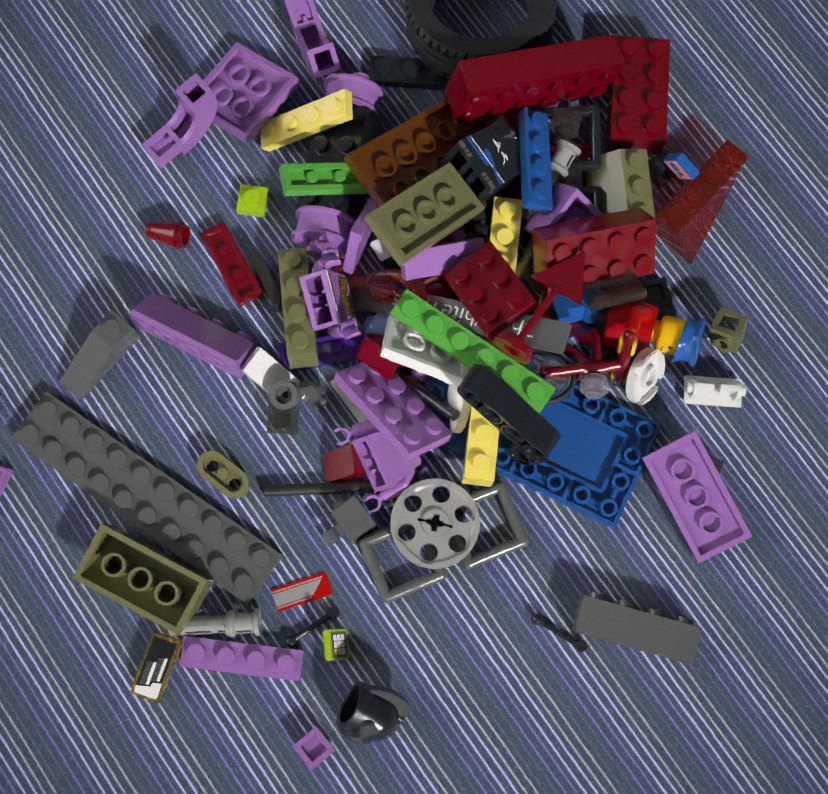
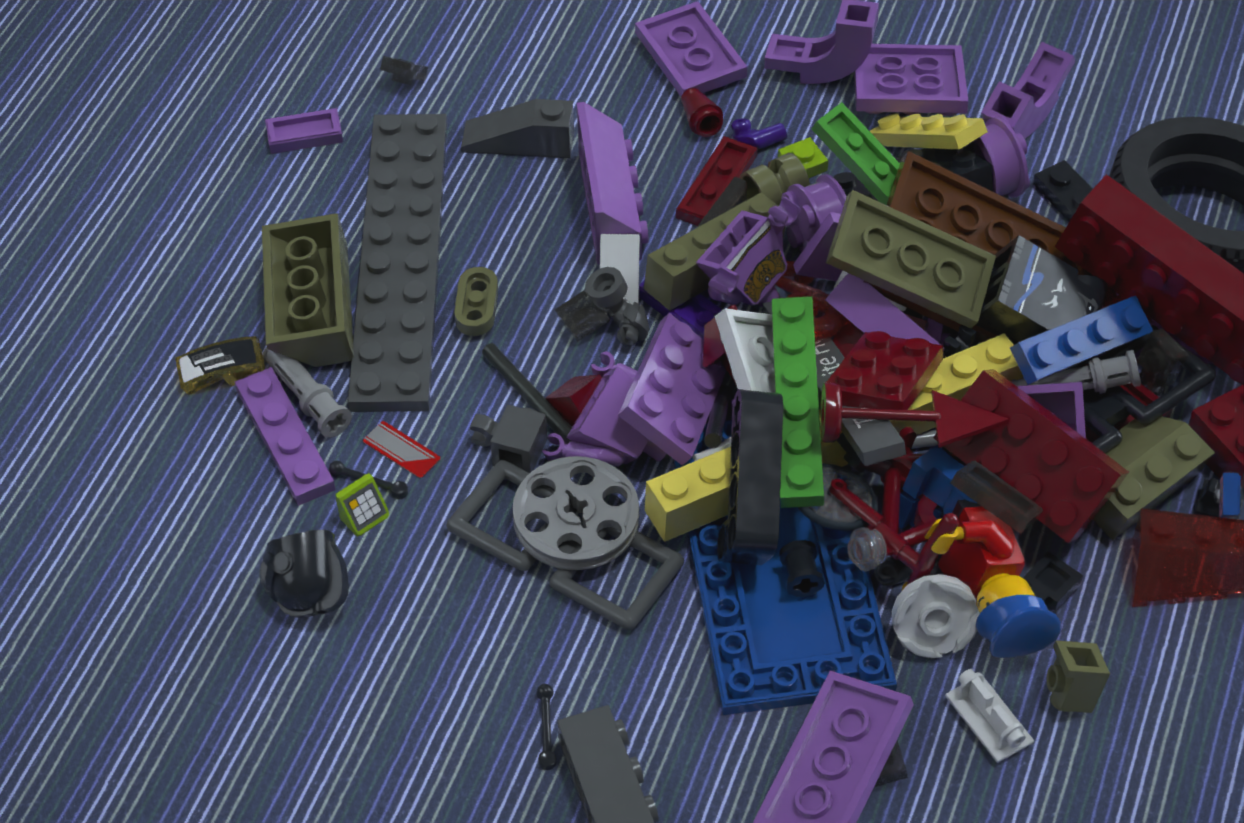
camera: 60 degrees right, 25 degrees down
(109, 201) = (691, 49): none -> medium lavender plate
(216, 214) = (758, 138): none -> dark purple arm
(268, 232) = (776, 177): none -> olive wheel
(314, 748) = (228, 553): medium lavender plate -> none
(563, 423) = (801, 568): none -> black bush

